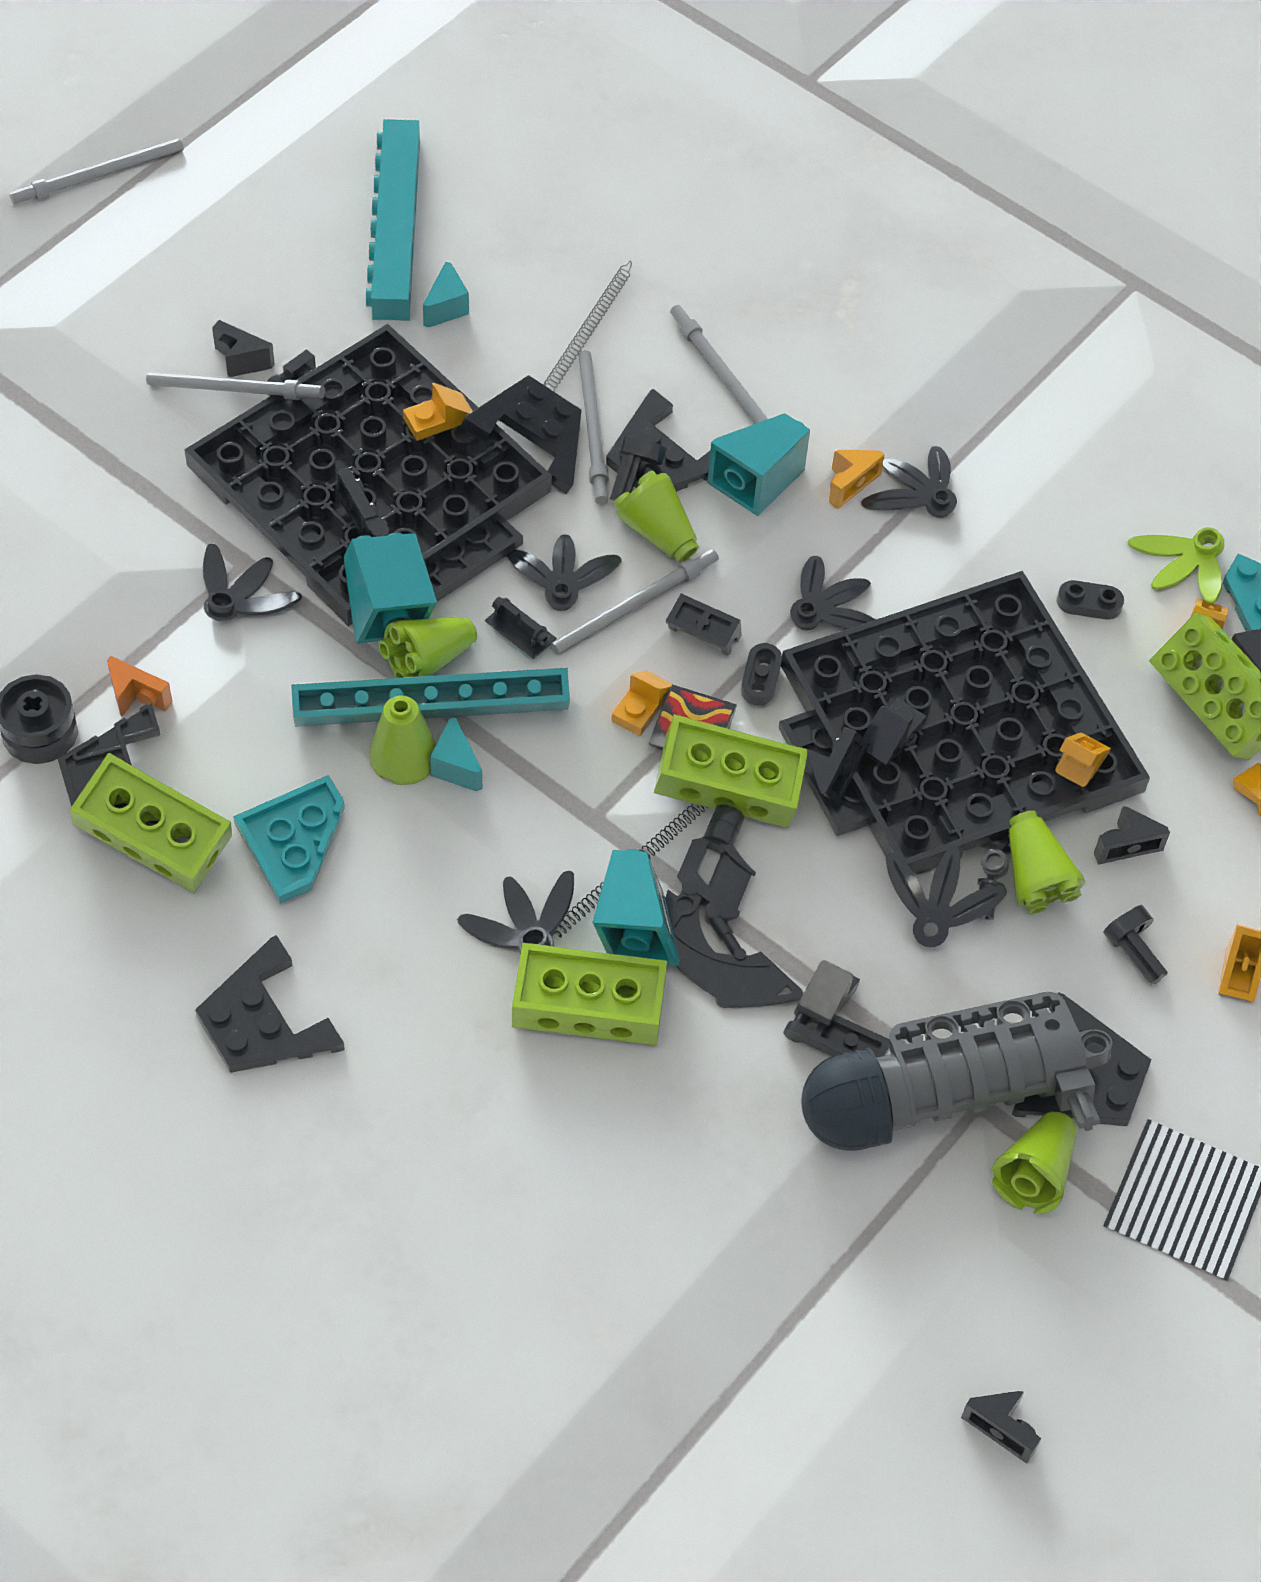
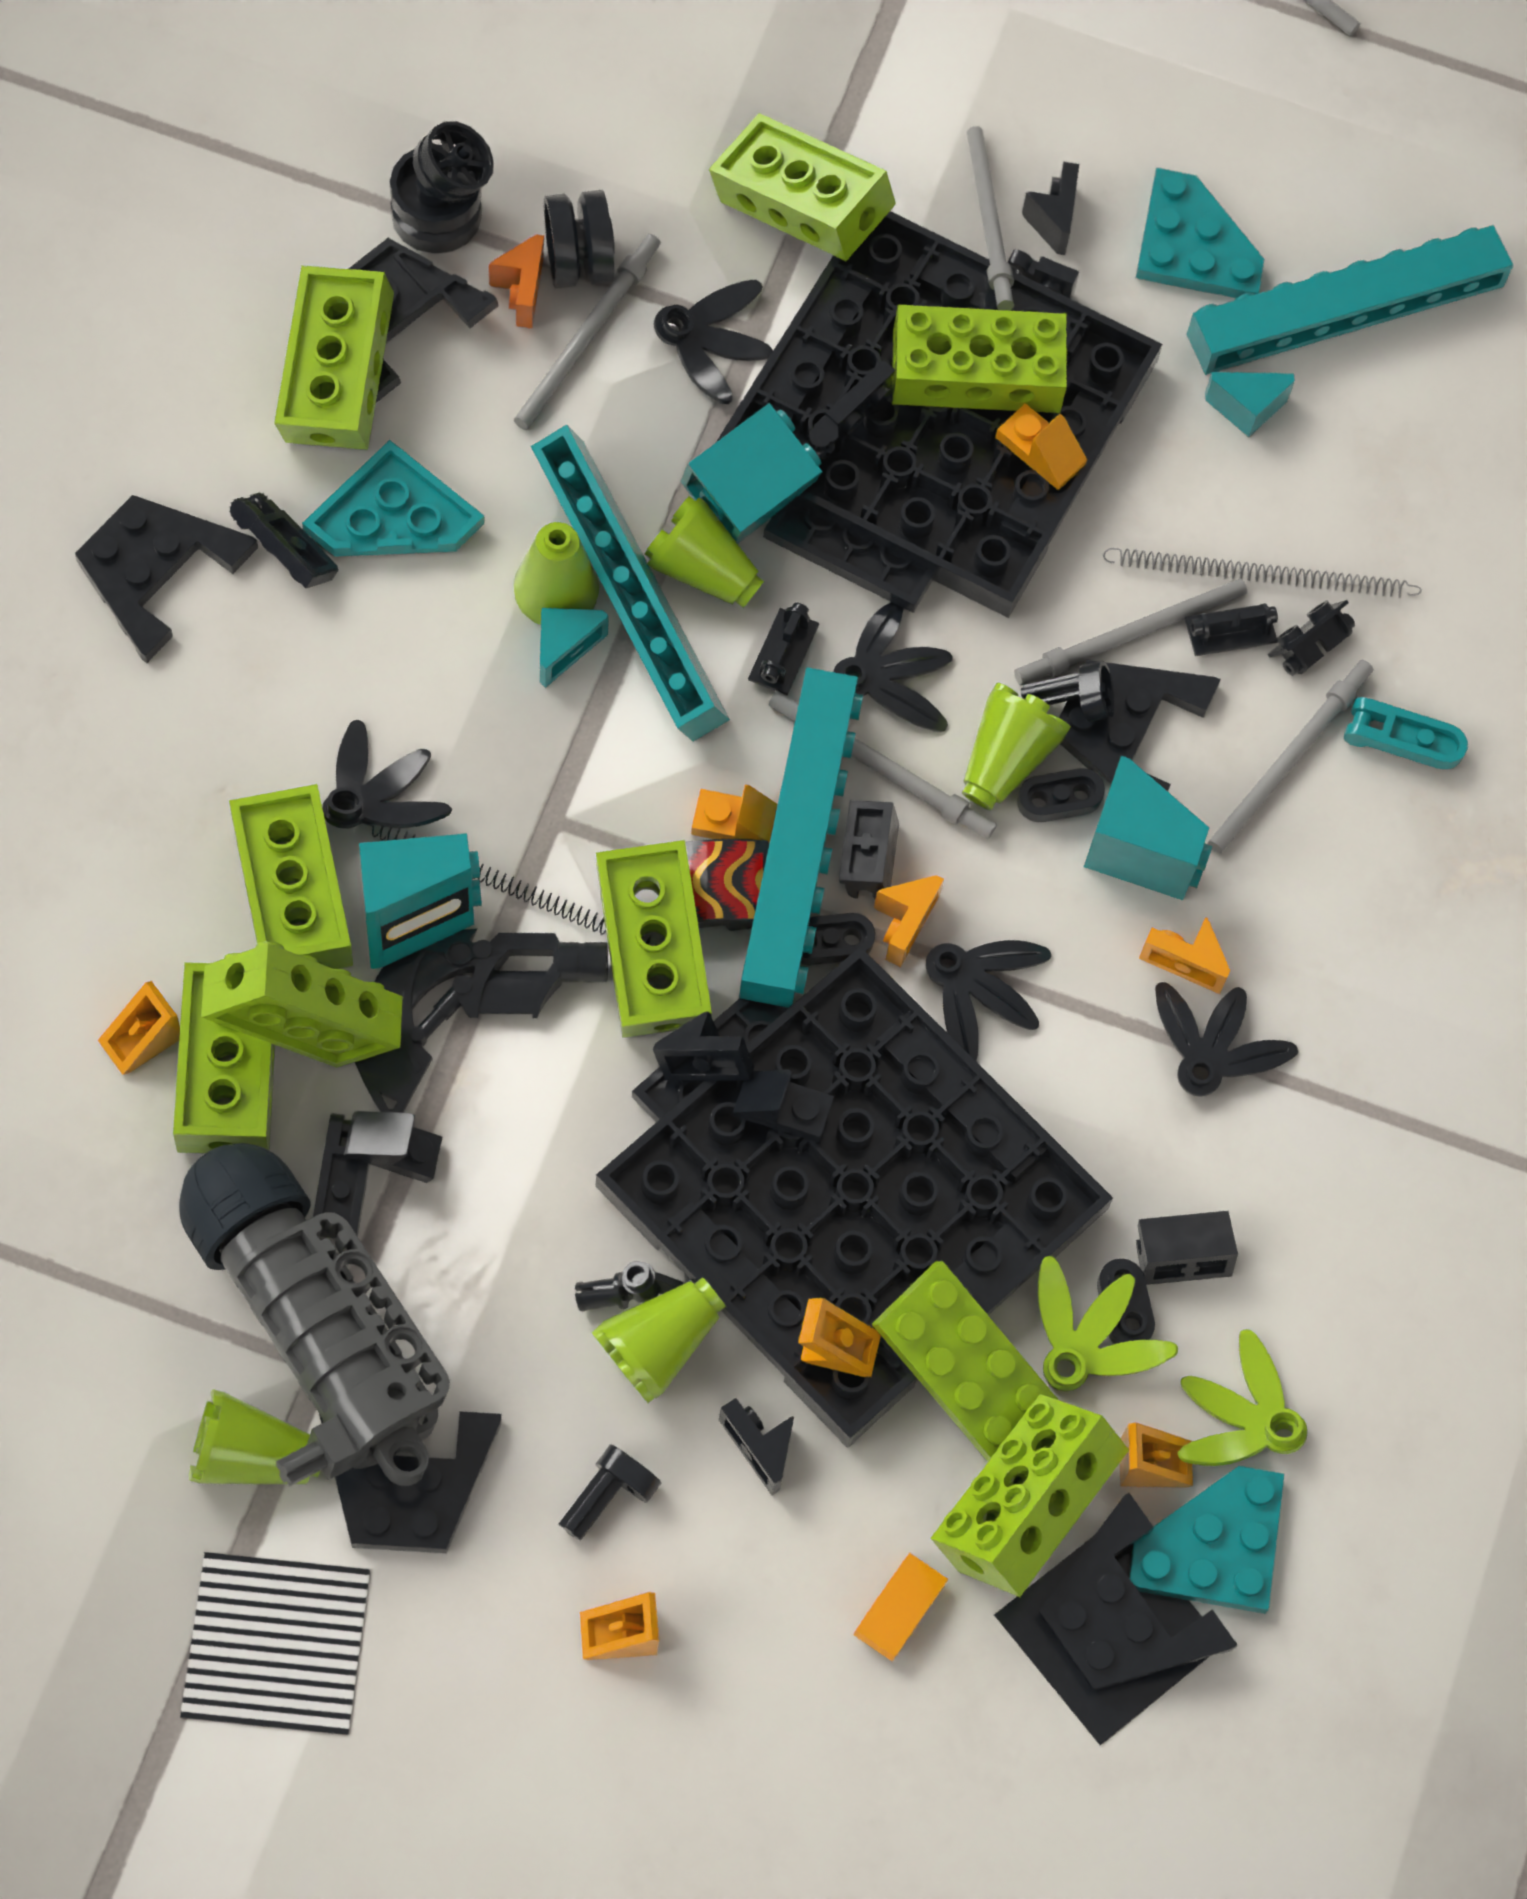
camera: 65 degrees right, 10 degrees up
(33, 677) = (468, 154): none -> black wheel
(126, 629) = (581, 238): none -> black wheel
(157, 479) = (802, 186): none -> lime brick
(160, 622) = (629, 273): none -> light grey bar
(285, 915) = (284, 539): none -> black hinge
(302, 288) = (1195, 241): none -> teal plate
(357, 419) = (979, 358): none -> lime brick
(539, 417) = (1104, 565): black wing -> none
(616, 368) = (1232, 629): none -> black hinge
(639, 329) = (1299, 644): none -> black hinge
(669, 1136) = (141, 1030): none -> light orange slope
(684, 658) = (799, 837): none -> teal brick
(704, 508) = (1058, 793): none -> black plate
(715, 997) = (301, 1005): none -> lime brick
(720, 1081) = (205, 1080): none -> lime brick
(735, 306) = (1406, 734): none -> teal plate
(763, 617) = (910, 907): none -> light orange slope
(942, 889) = (554, 1232): black plant -> none
(1063, 548) = (1186, 1247): none -> black hinge
(1112, 633) = (1098, 1322): none -> lime plant
(1114, 692) = (961, 1357): none -> lime plate

